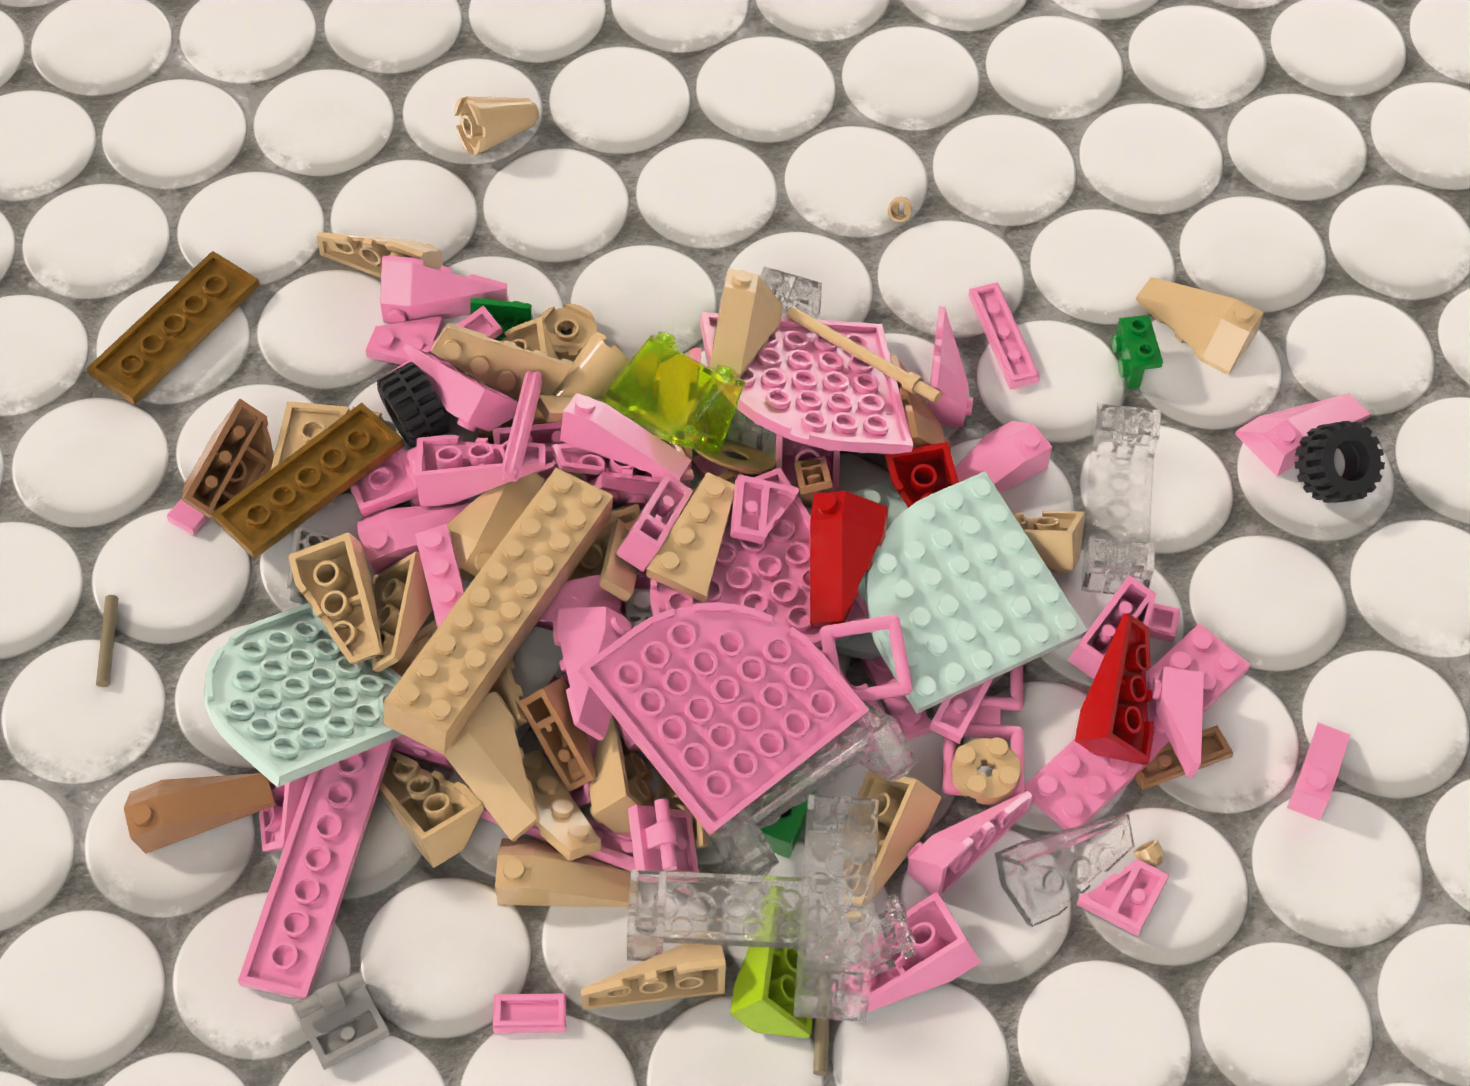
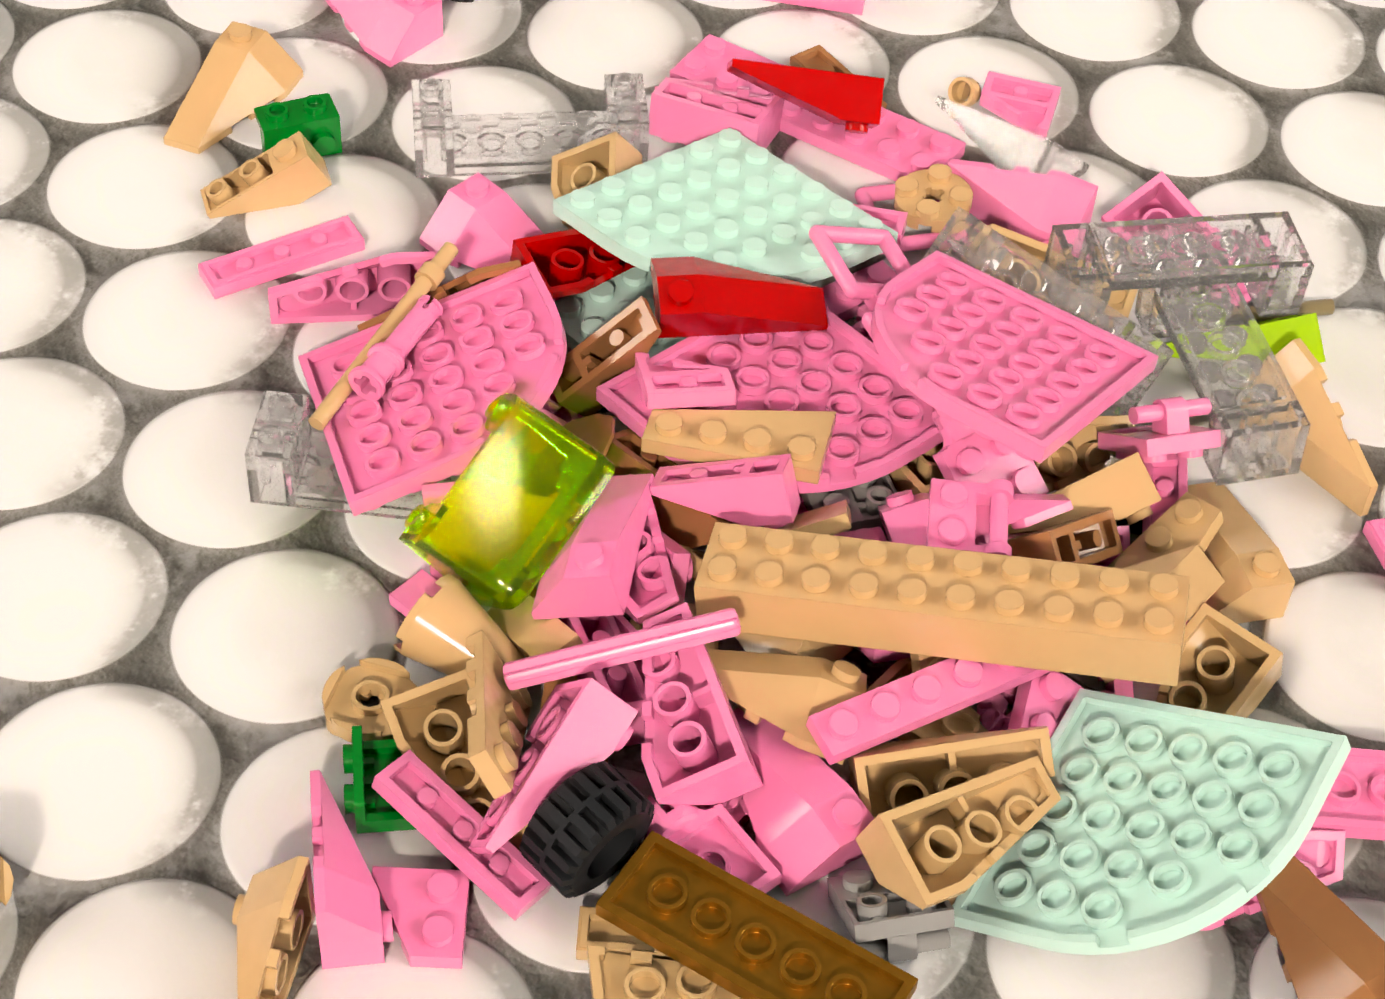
camera: 105 degrees left, 10 degrees down
(570, 636) = (954, 514): none -> bright pink plate
(744, 321) = (361, 450): tan wedge -> none
(832, 348) = (388, 357): none -> bright pink pin
(893, 209) = (76, 368): tan hinge -> none
(1082, 331) = (271, 180): none -> tan slope
(1181, 713) = (817, 50): bright pink slope -> none

